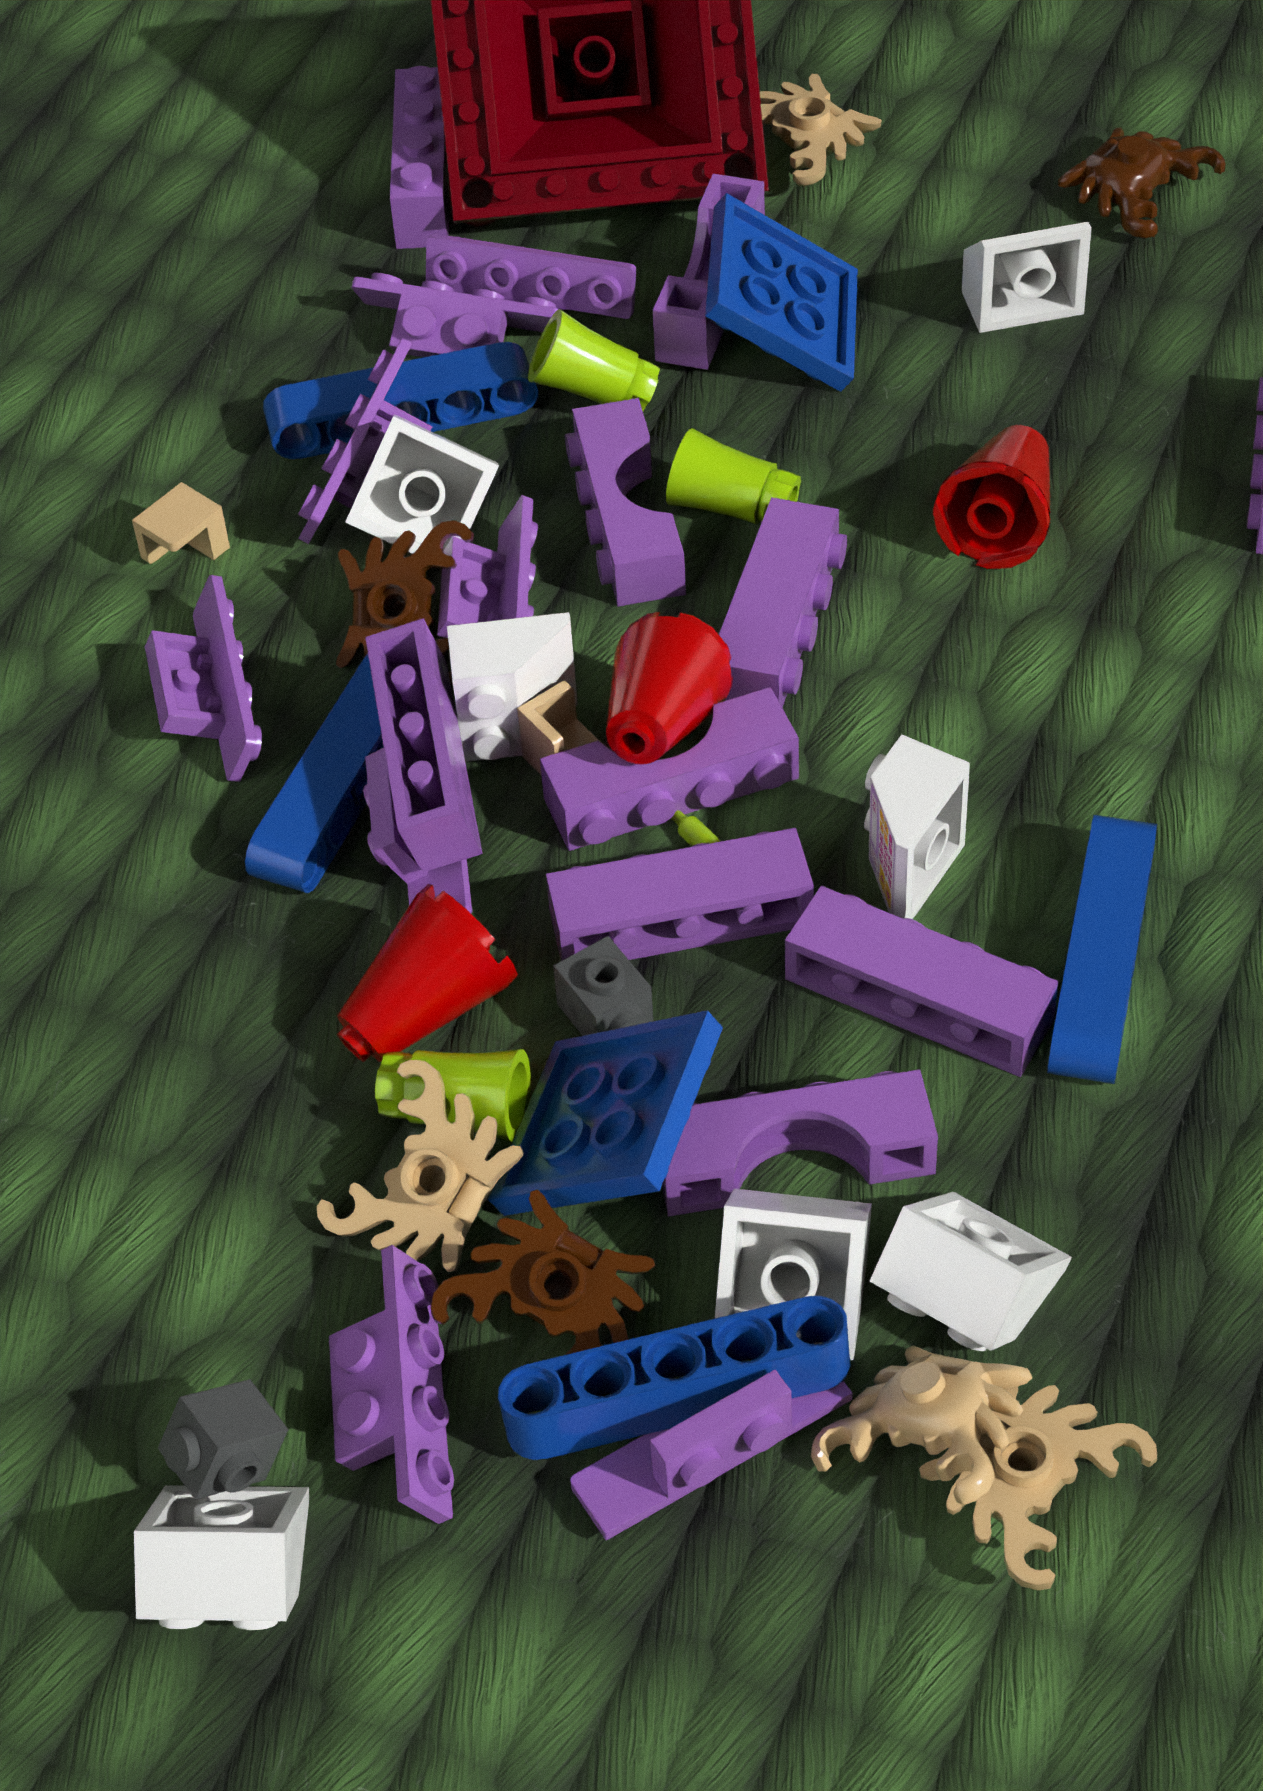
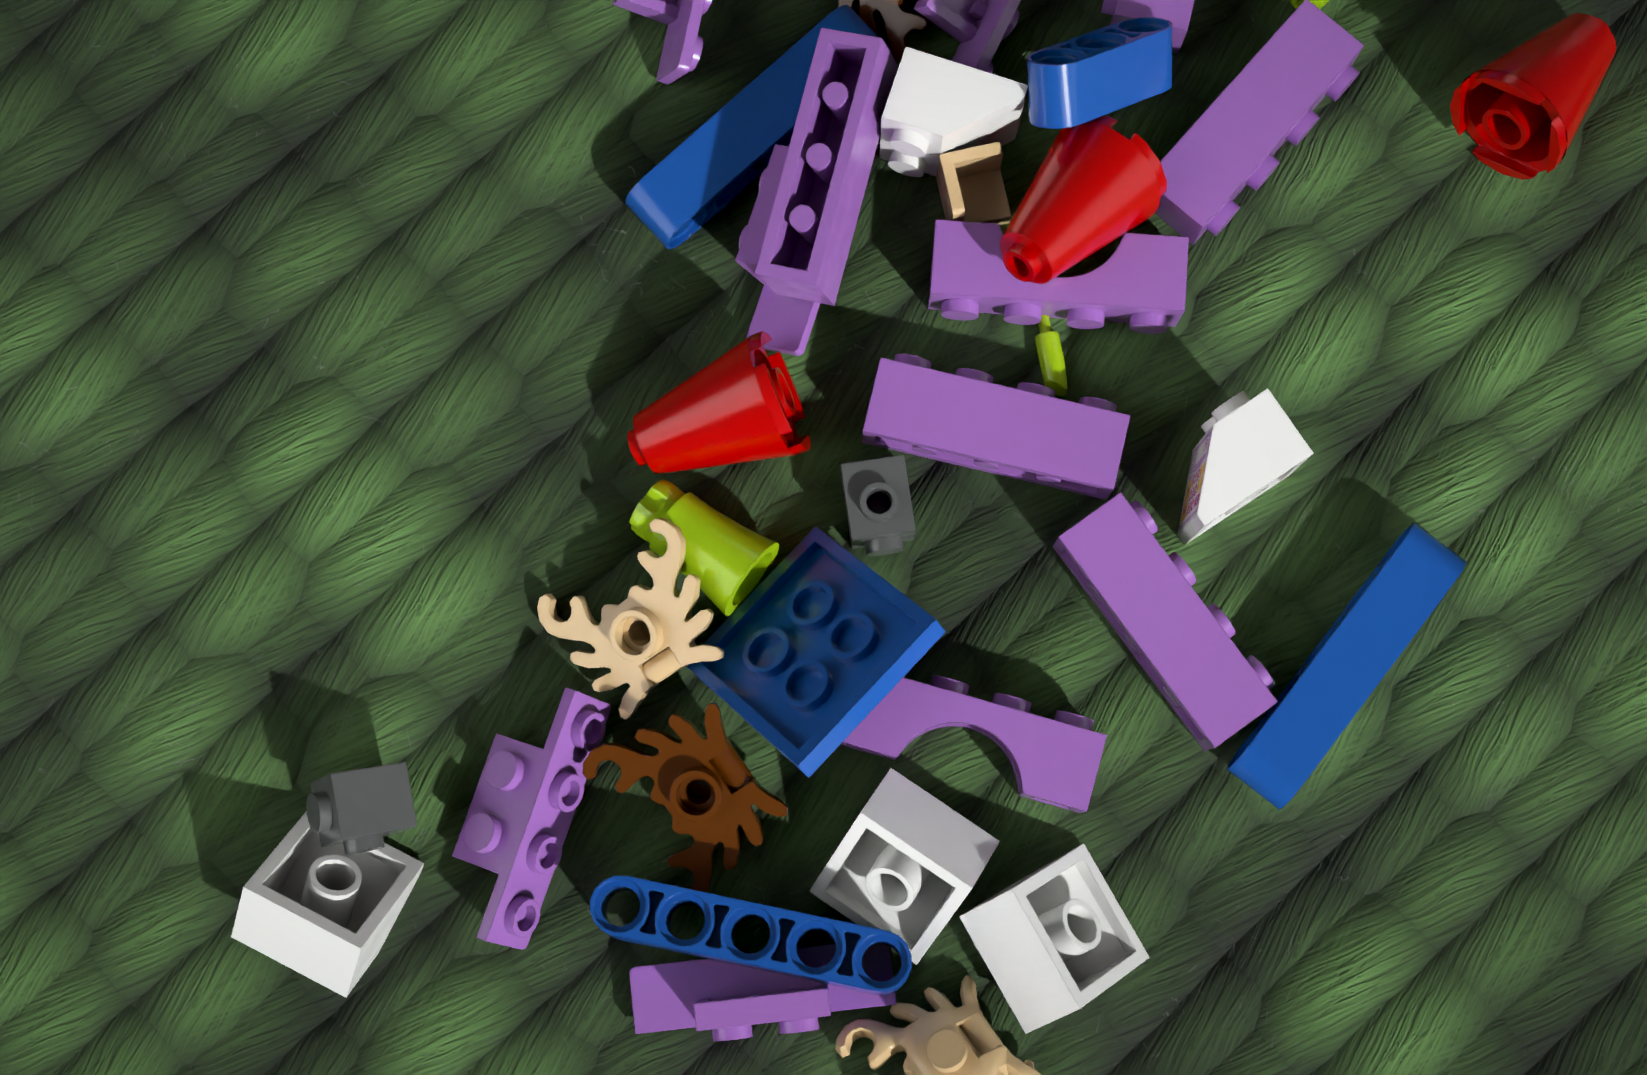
camera: 25 degrees right, 30 degrees up
(625, 591) = (1099, 72): none -> blue beam

